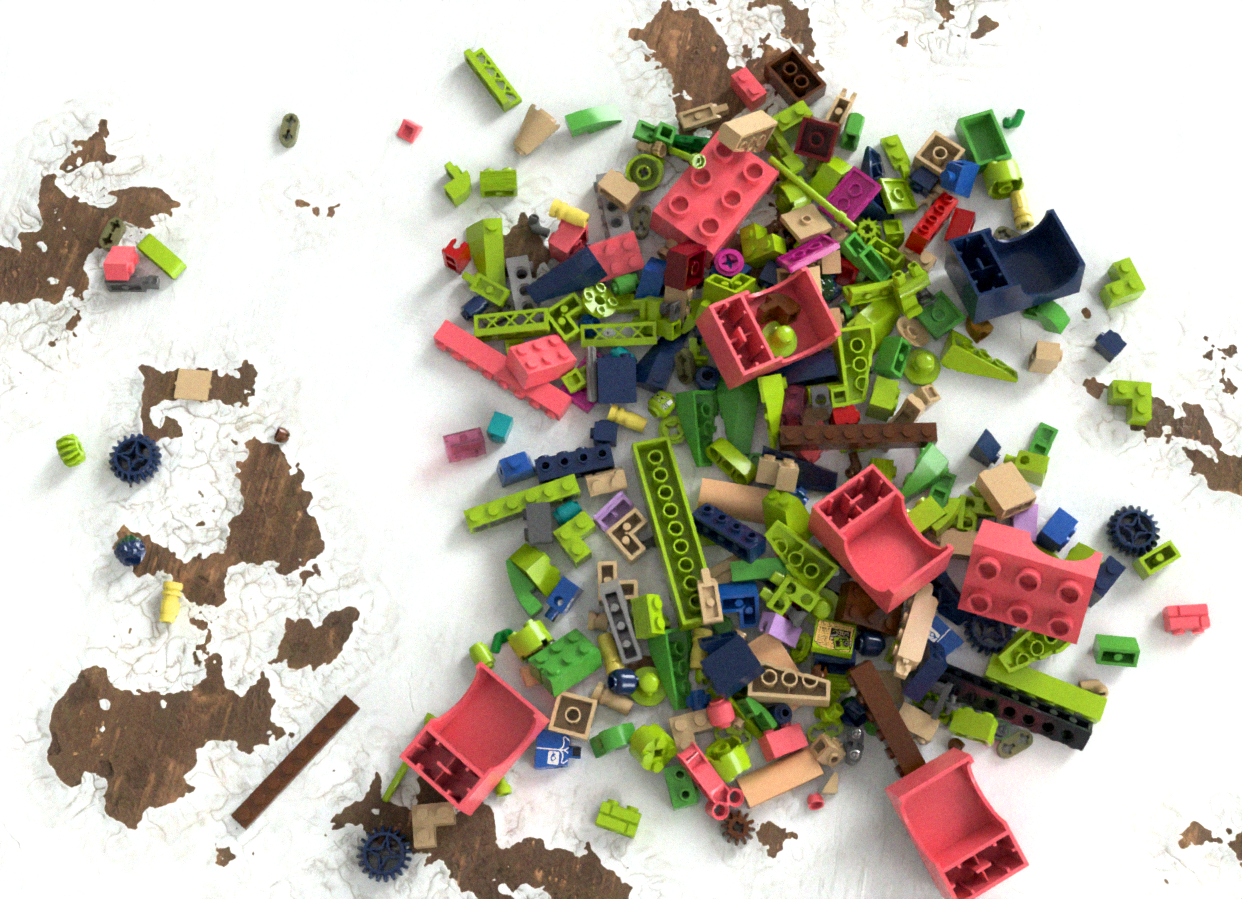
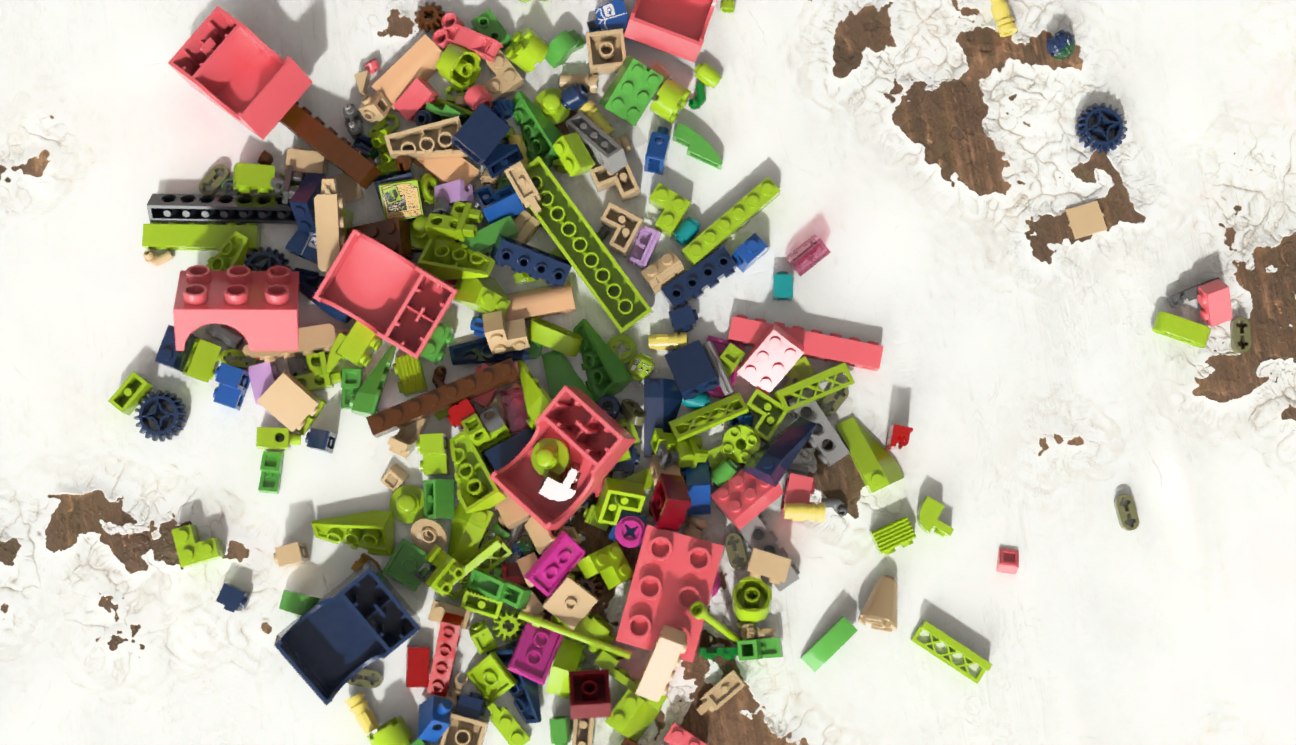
camera: 160 degrees right, 10 degrees up
(70, 450) = (1162, 110): lime gear -> none
(281, 435) = (981, 202): reddish brown hinge -> none
(474, 306) = (858, 394): dark blue brick -> none
(487, 288) = (855, 418): lime hinge -> none
(537, 568) = (693, 166): lime brick -> none
(538, 523) = (705, 201): dark grey brick -> none
(691, 318) = (641, 464): lime slope -> none
(769, 275) = (588, 537): dark blue brick -> none
(869, 643) = (369, 214): dark blue head -> none
(1116, 650) = (146, 294): bright green brick -> none
(1125, 284) = (233, 667): lime brick -> none
(1186, 618) = (90, 351): coral brick -> none

